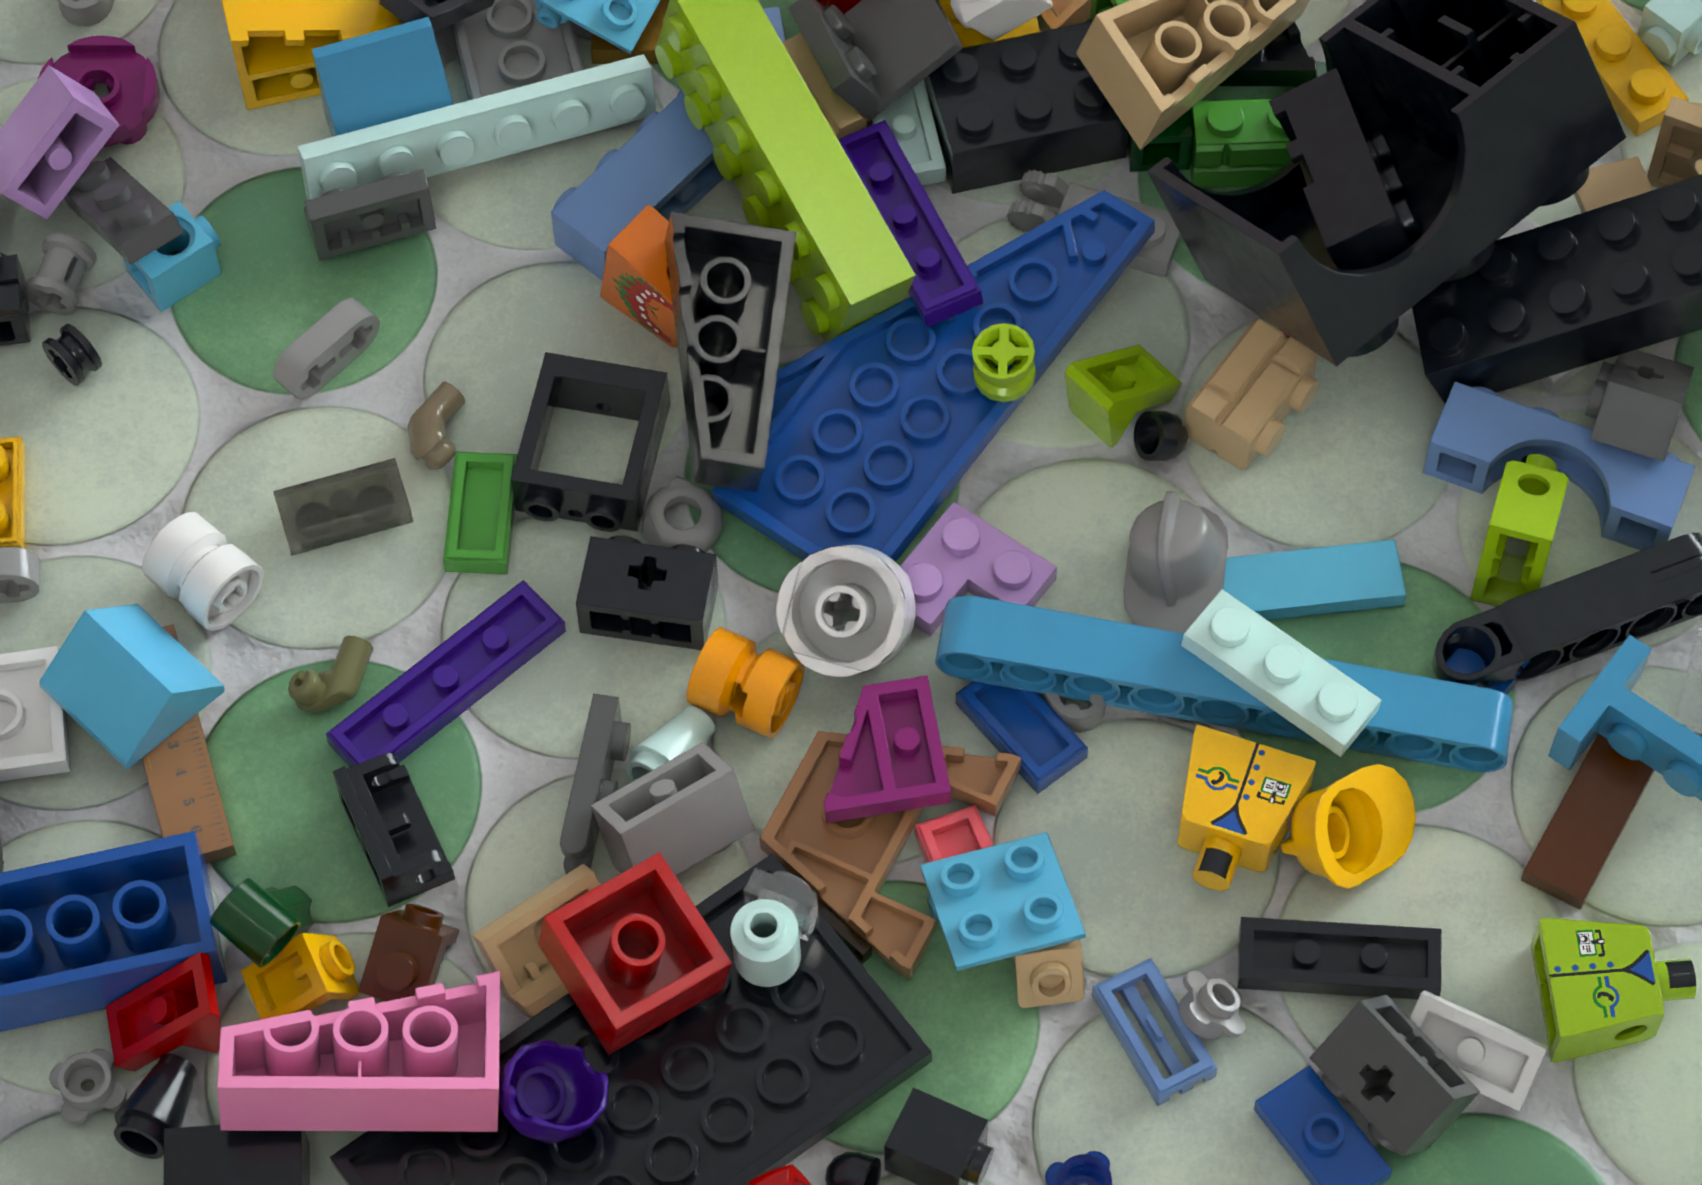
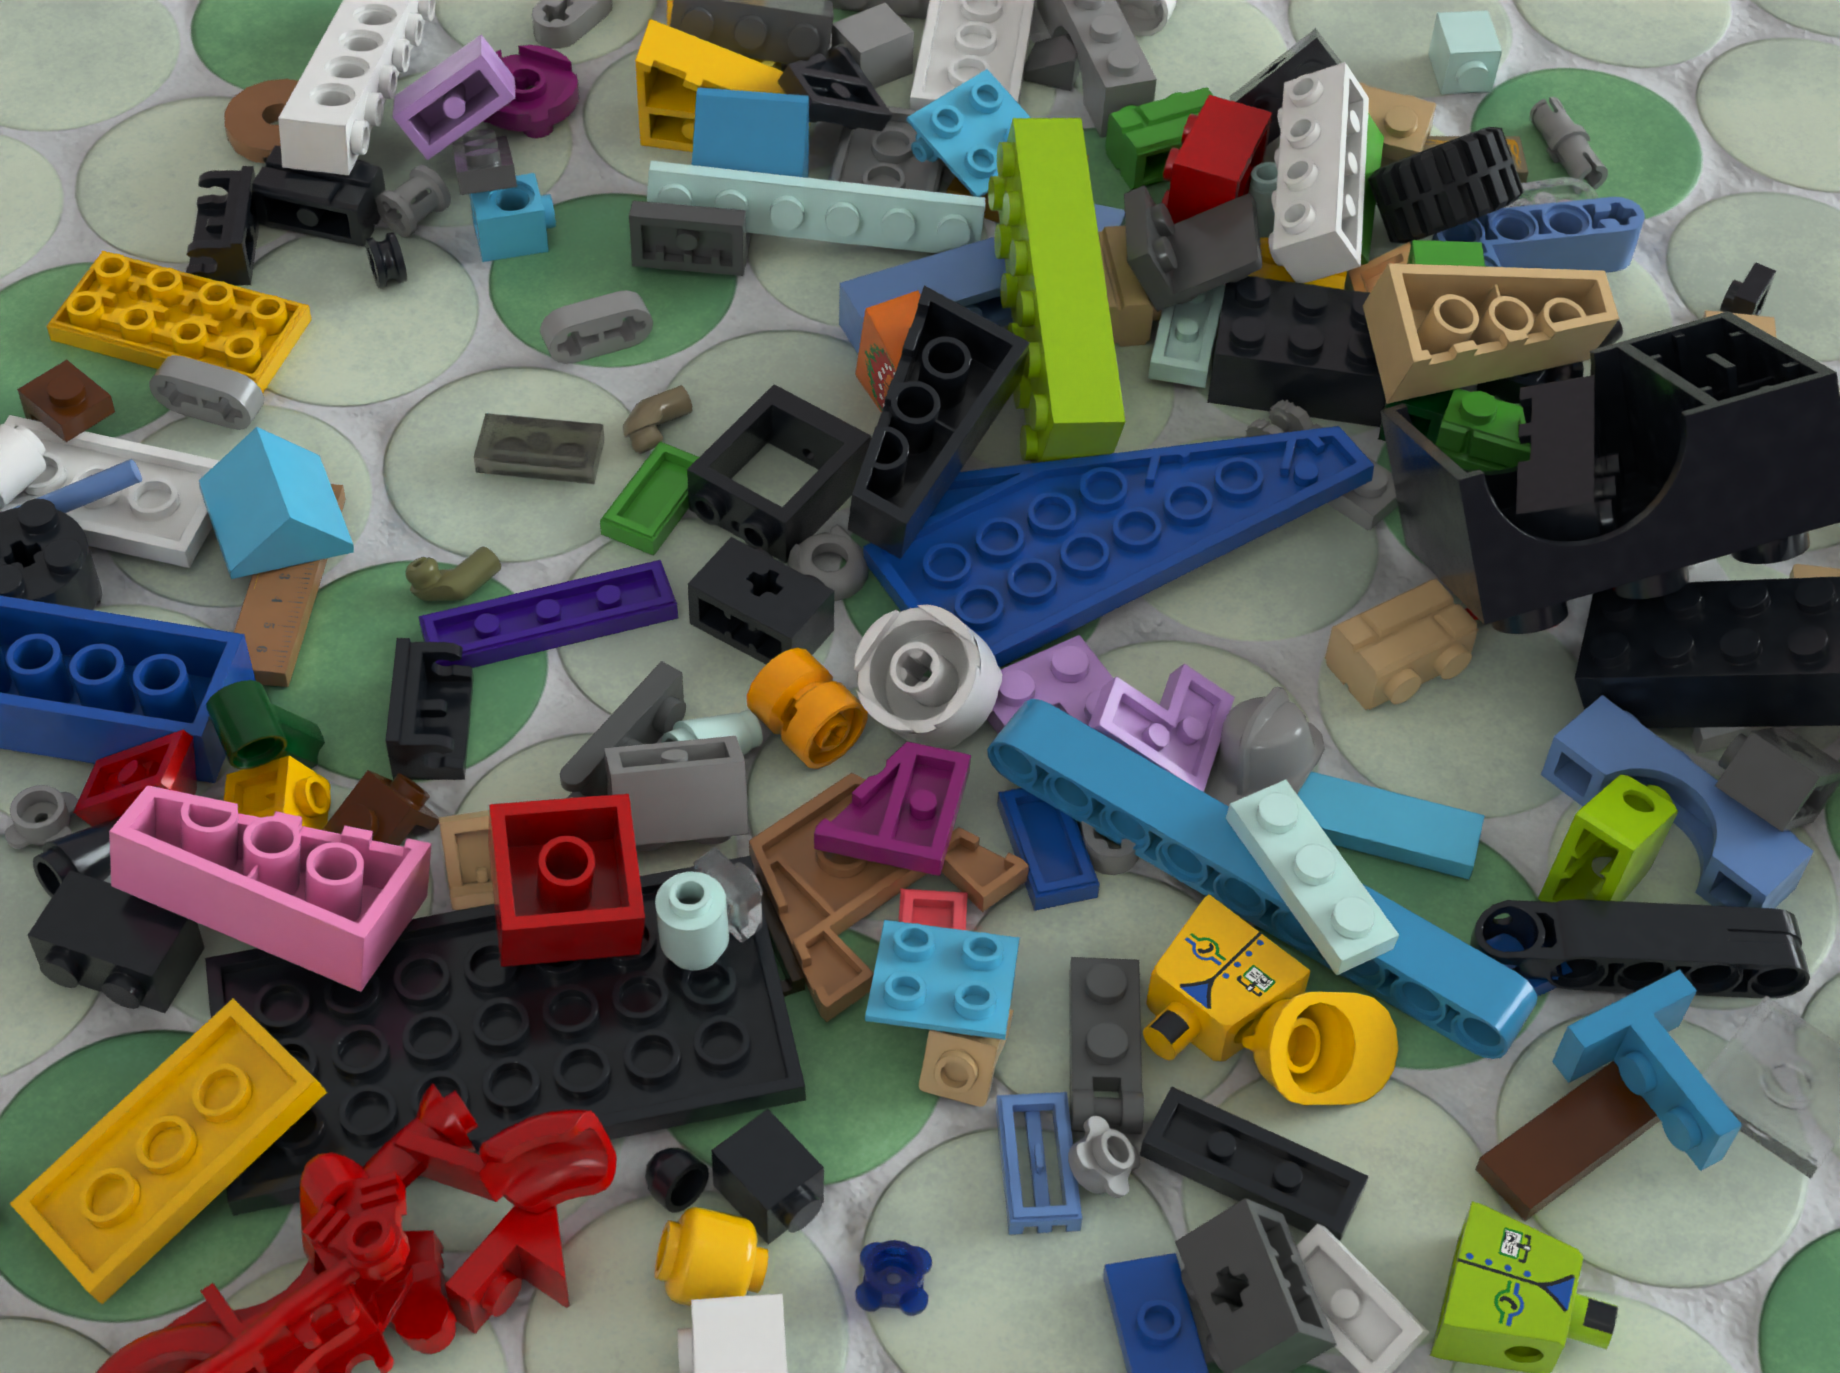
camera: 20 degrees right, 10 degrees down
(206, 574) = (389, 451): white wheel -> none
(551, 1091) = (423, 971): dark purple hair -> none
(942, 278) = (1146, 371): dark purple tile -> none
(1003, 346) = (1165, 513): lime wheel -> none
(1090, 572) = (1175, 734): none -> lavender plate
(1116, 385) = (1271, 590): lime slope -> none
(1159, 436) = (1299, 650): black hinge -> none
(1161, 897) = (1105, 1042): none -> dark grey plate

